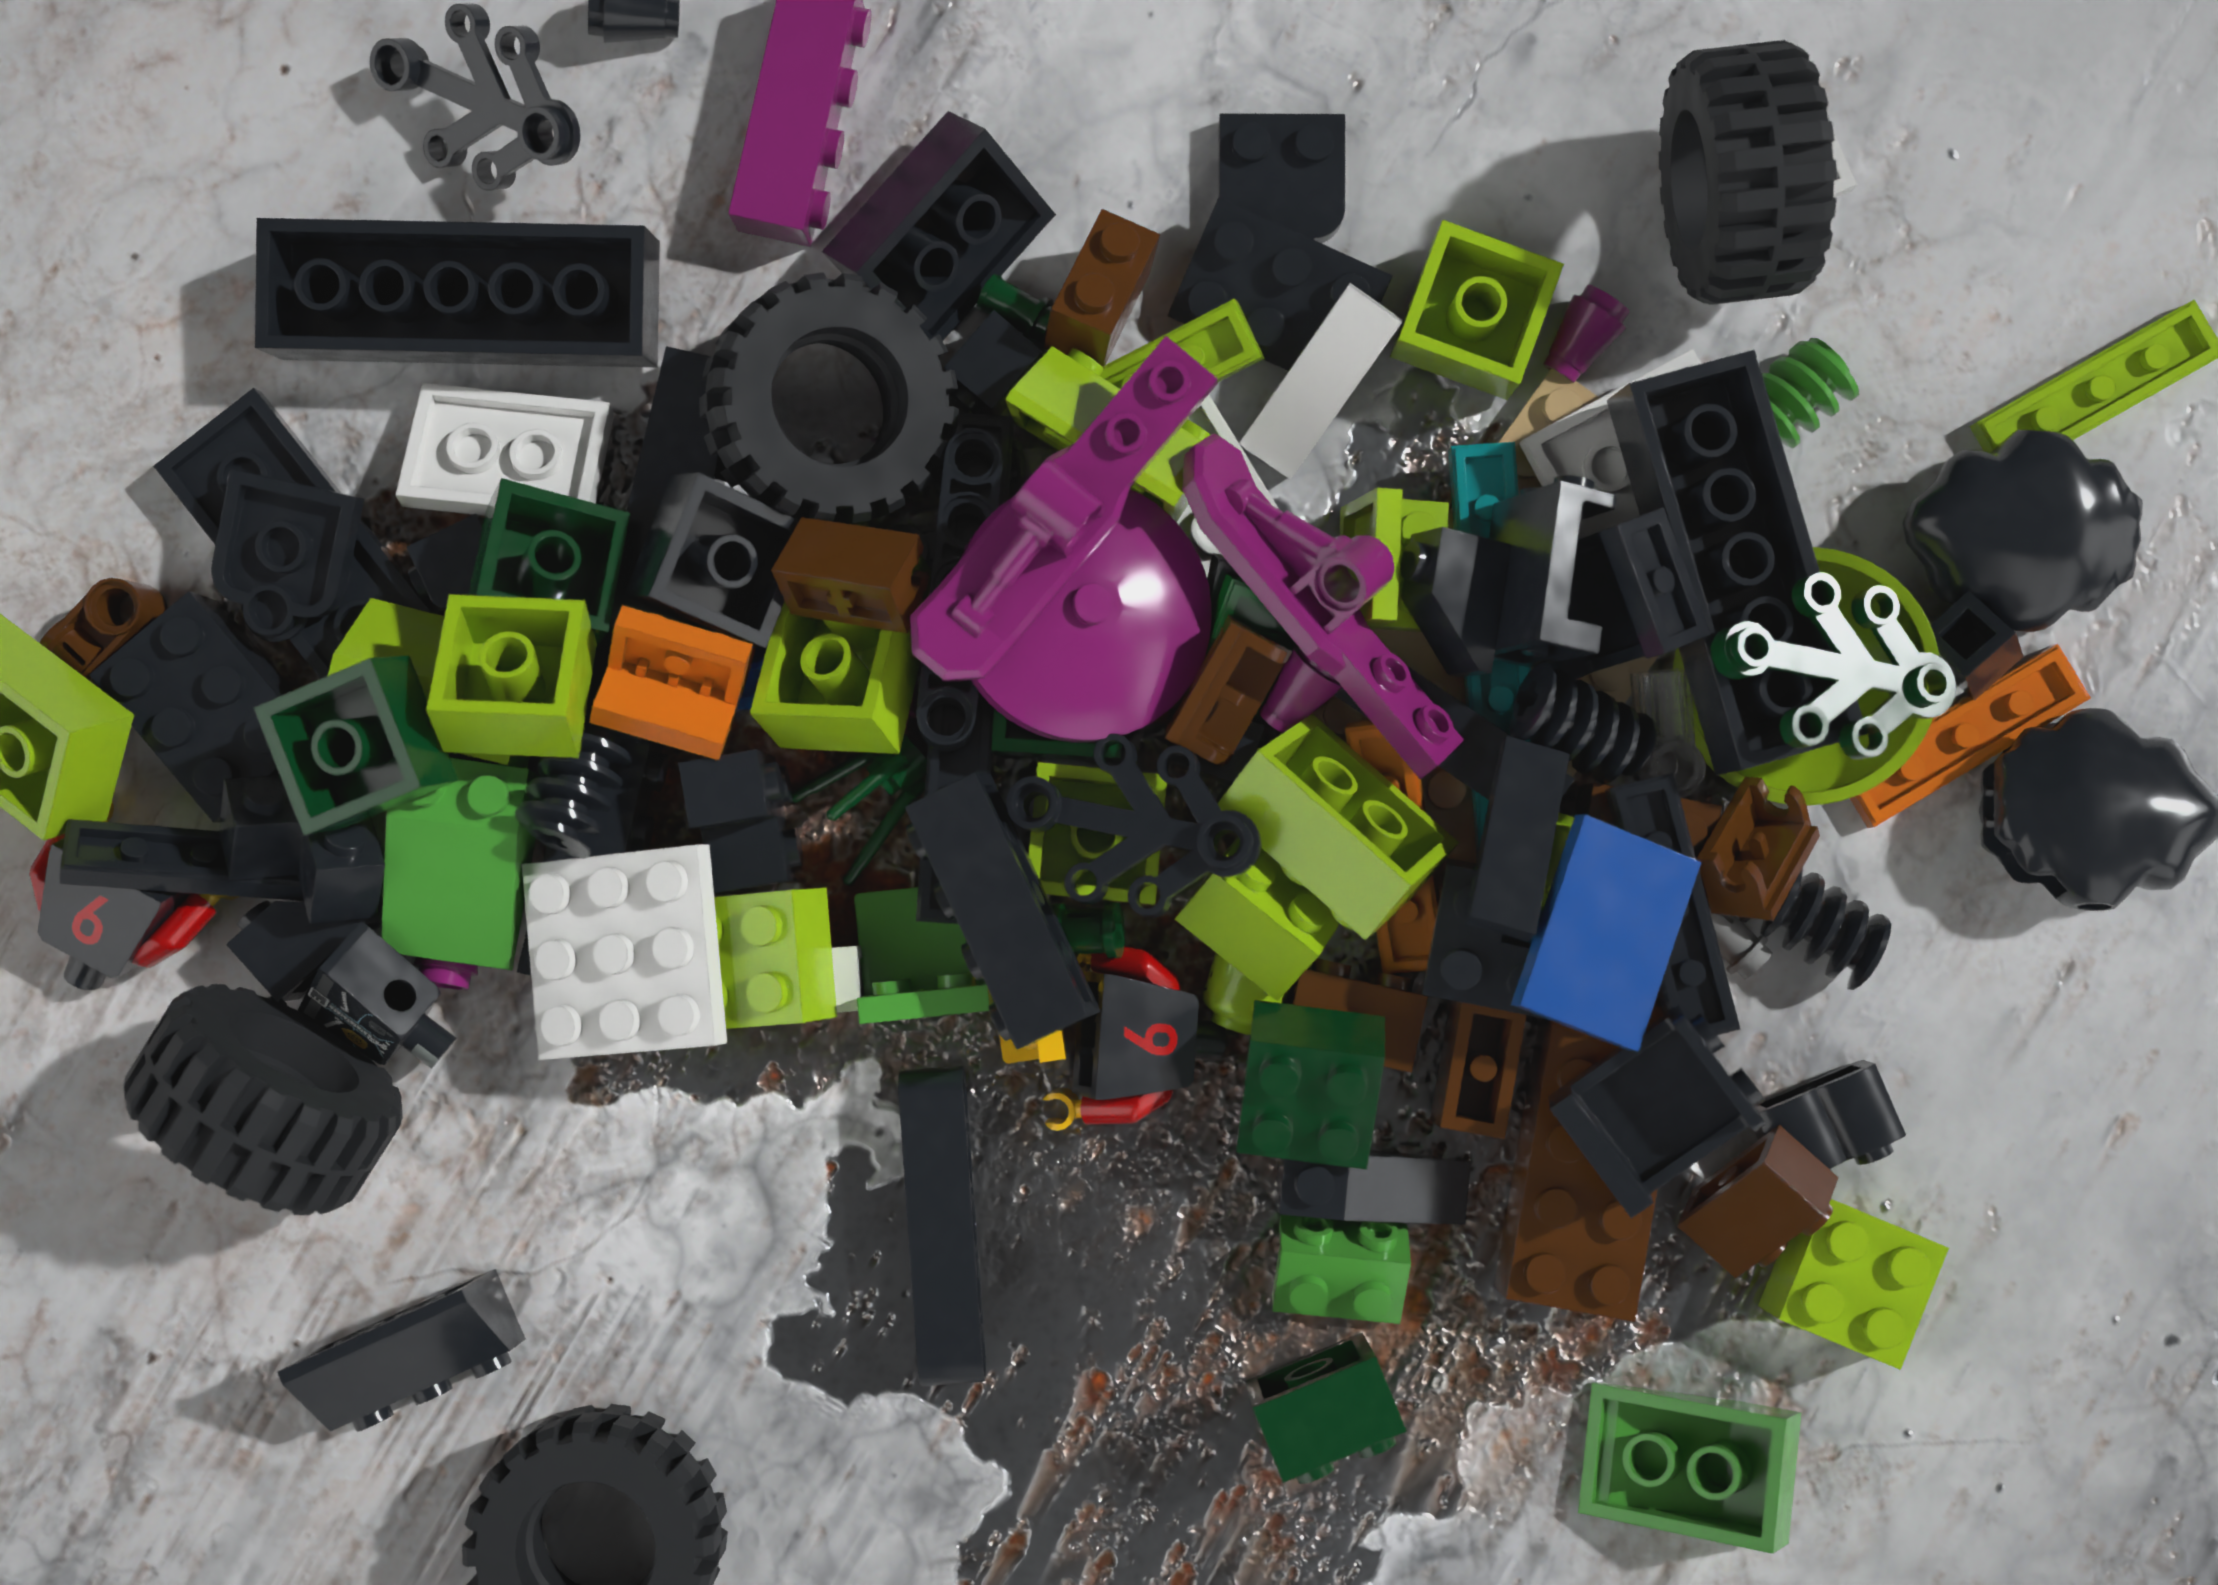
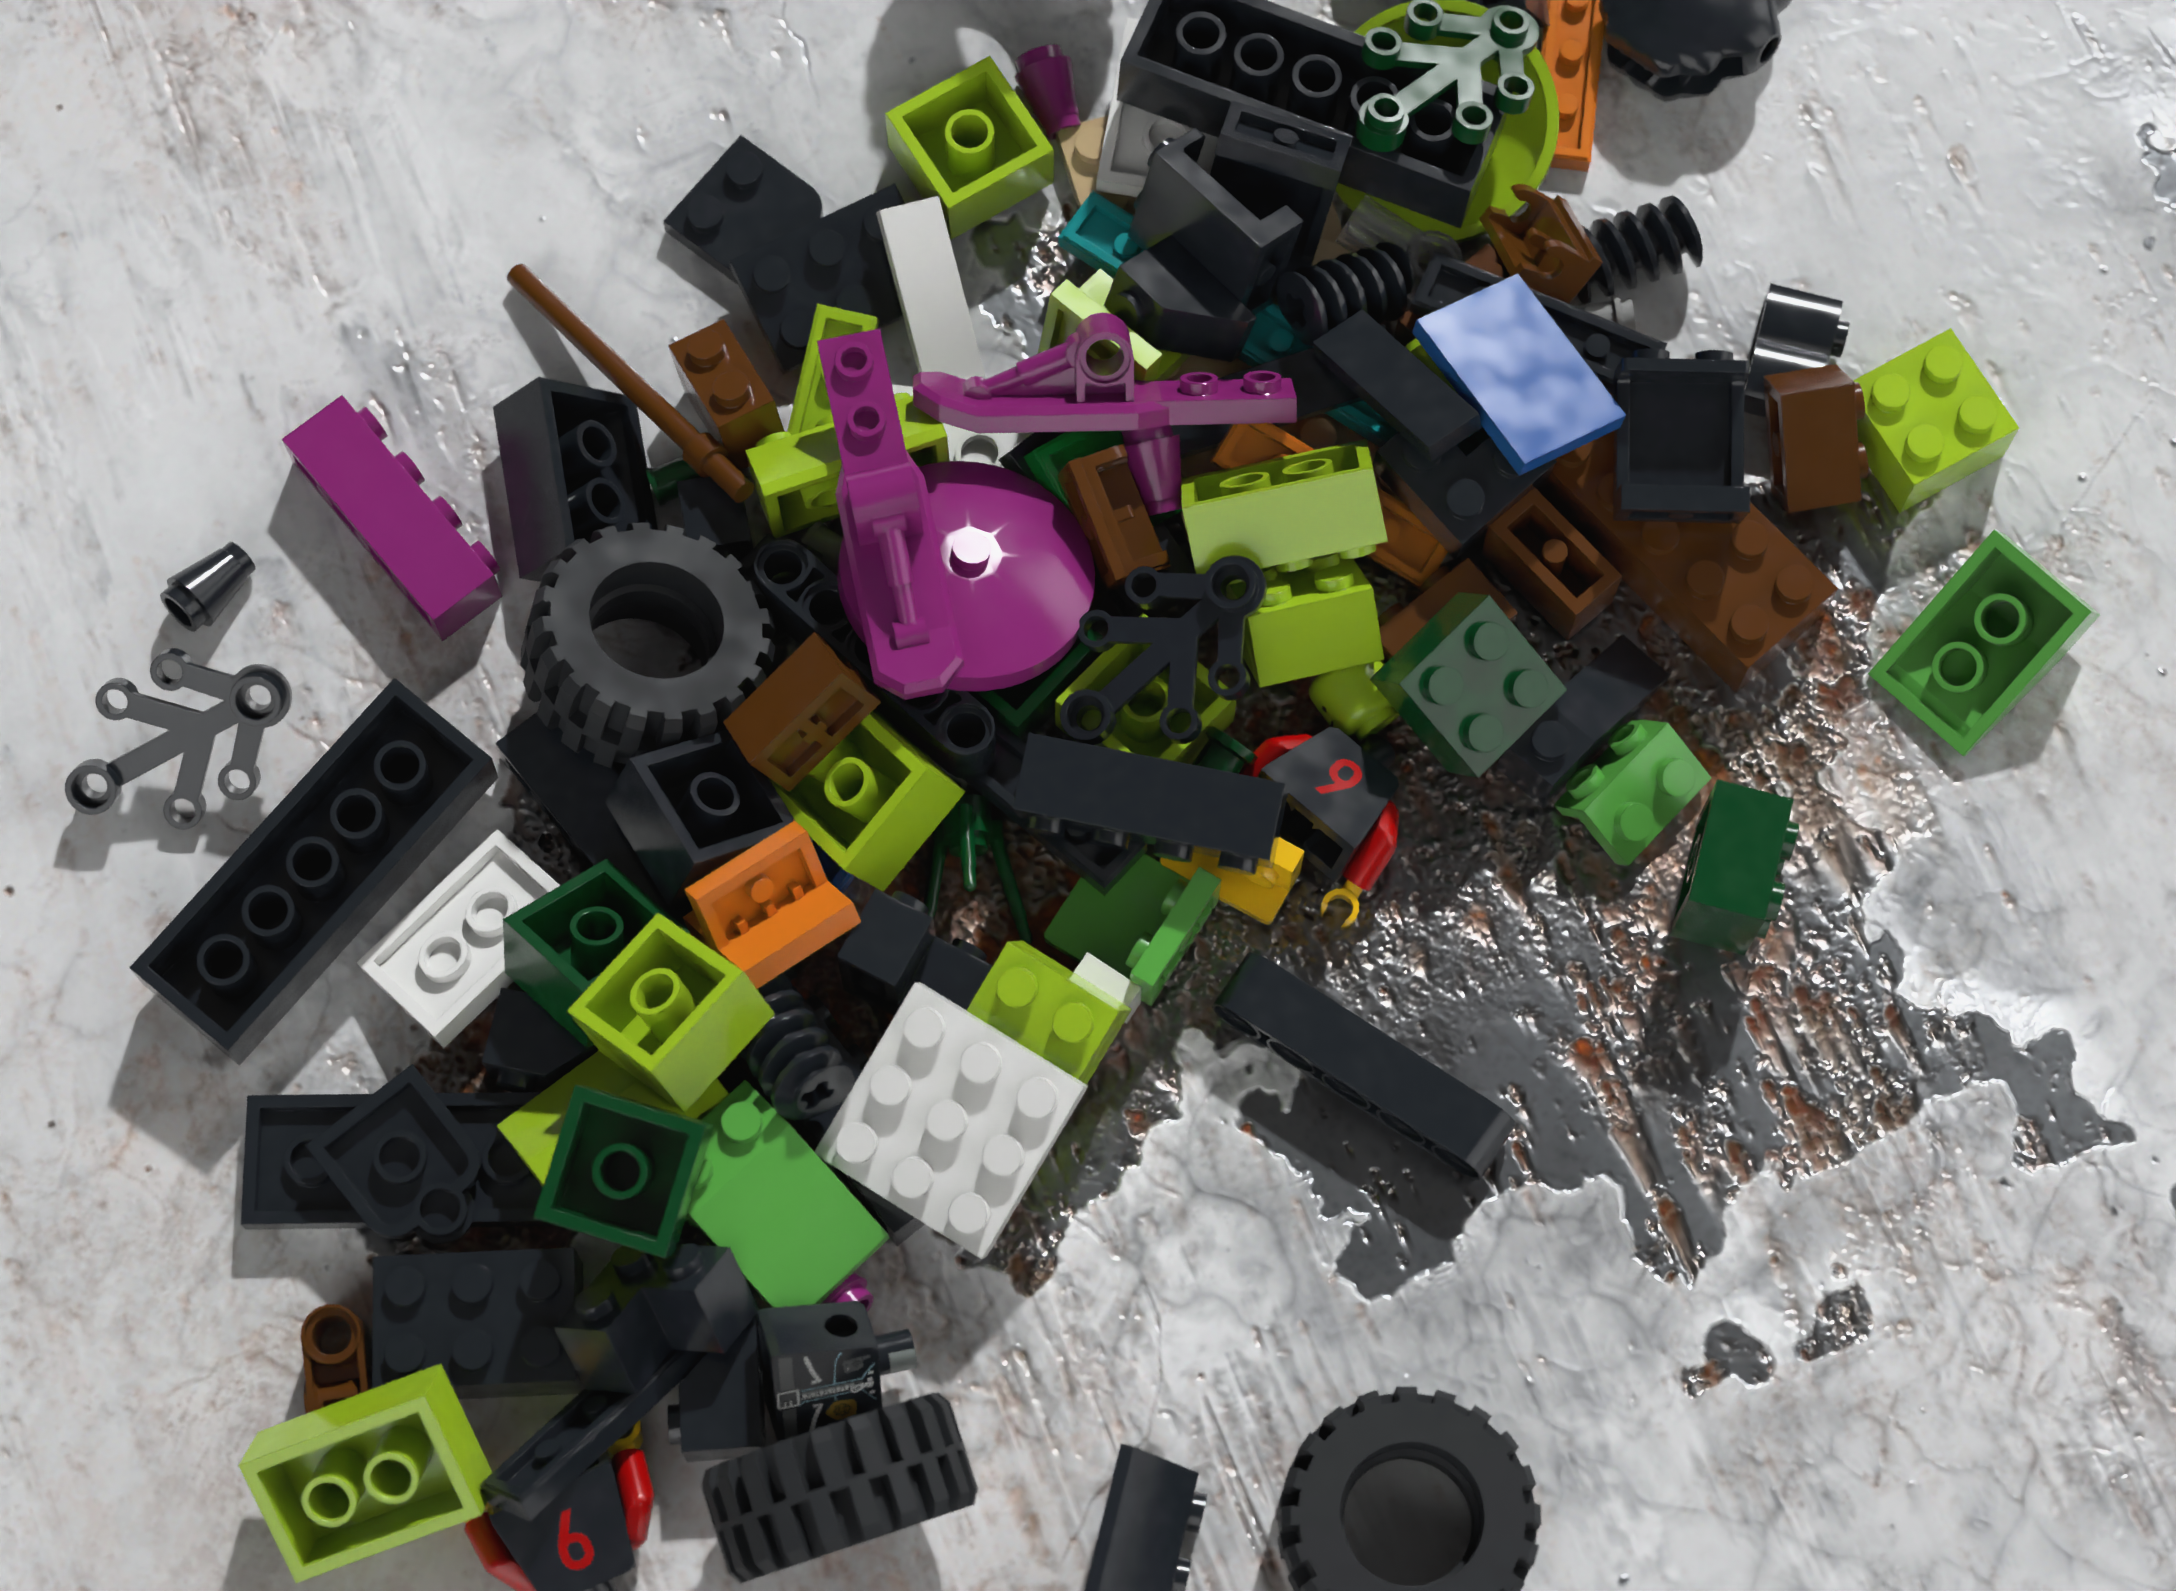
camera: 55 degrees left, 15 degrees down
(1030, 309) = (699, 449): none -> reddish brown bar

